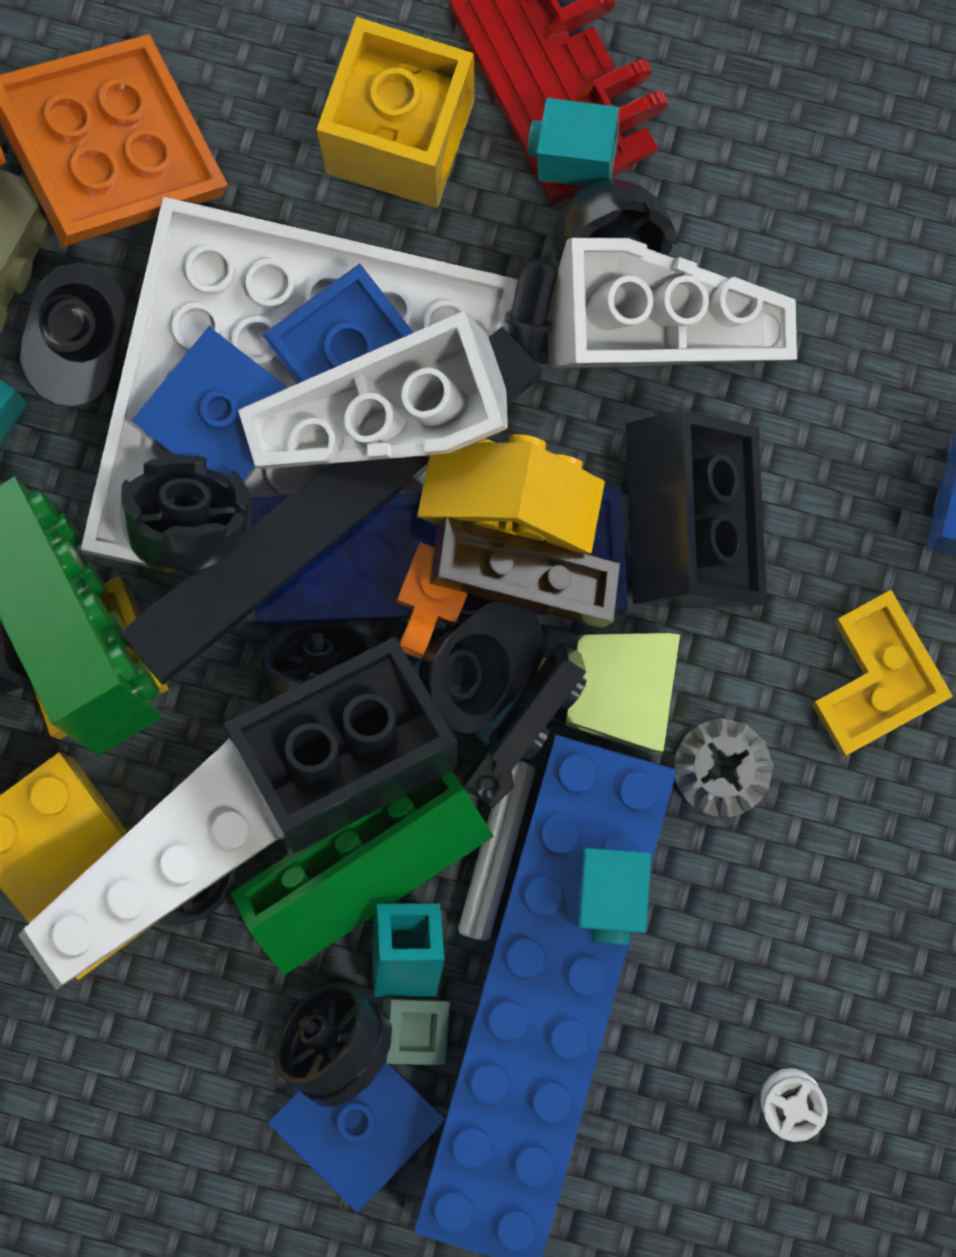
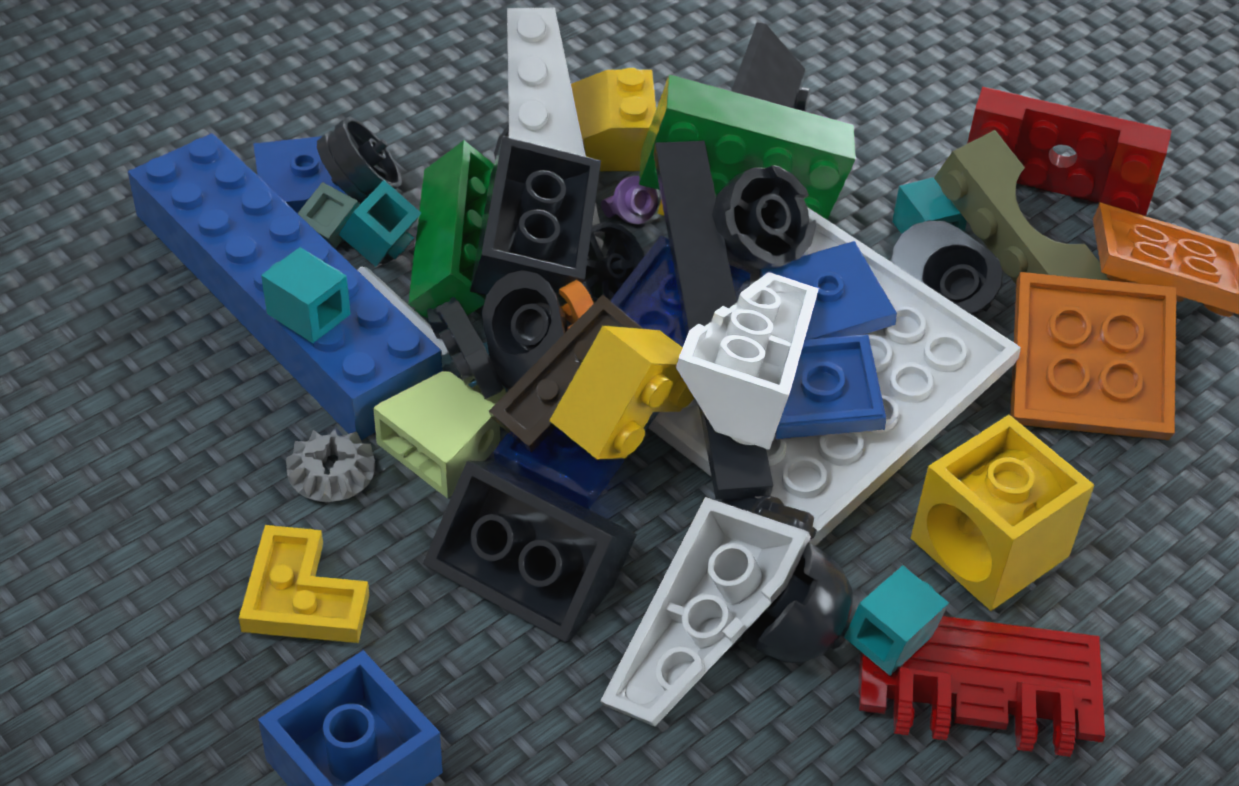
camera: 120 degrees right, 35 degrees down
(162, 741) = (631, 201): none -> medium lavender plate
(803, 1112) = (75, 366): white wheel -> none

